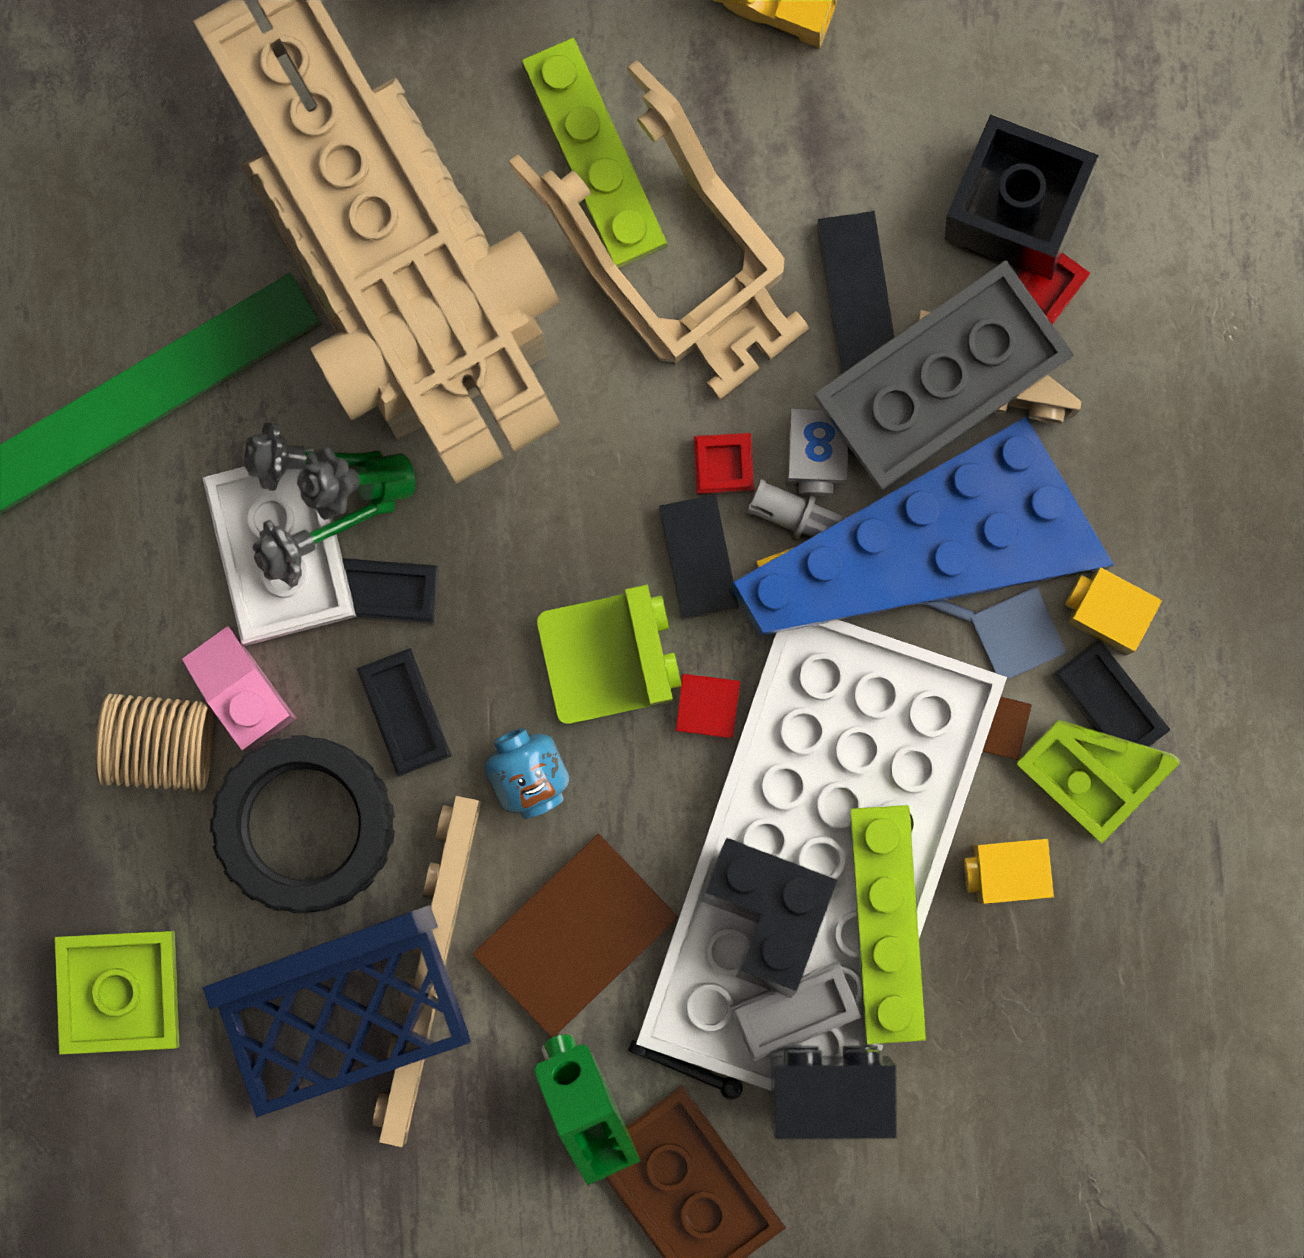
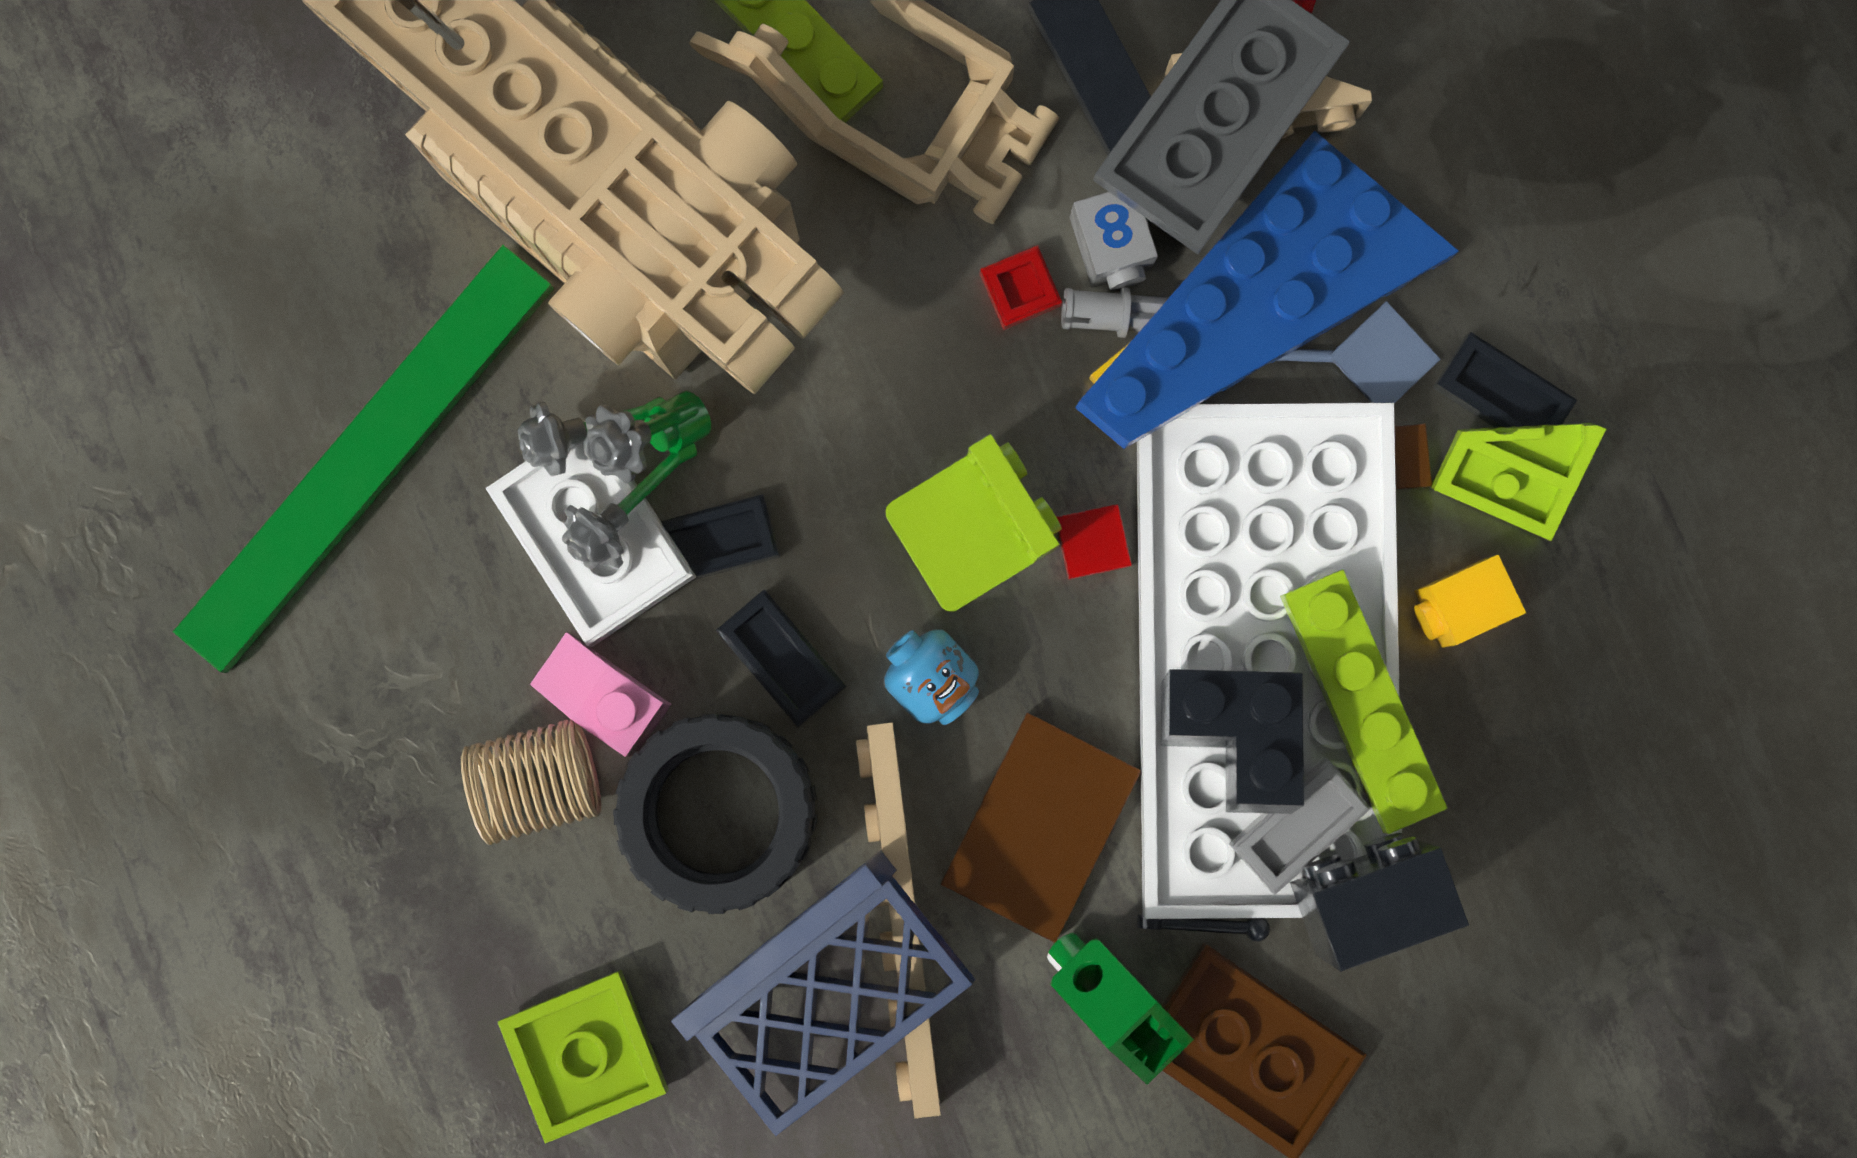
camera: 20 degrees left, 0 degrees up
(698, 556) = (1029, 391): black tile -> none
(1111, 610) = (1475, 297): yellow brick -> none

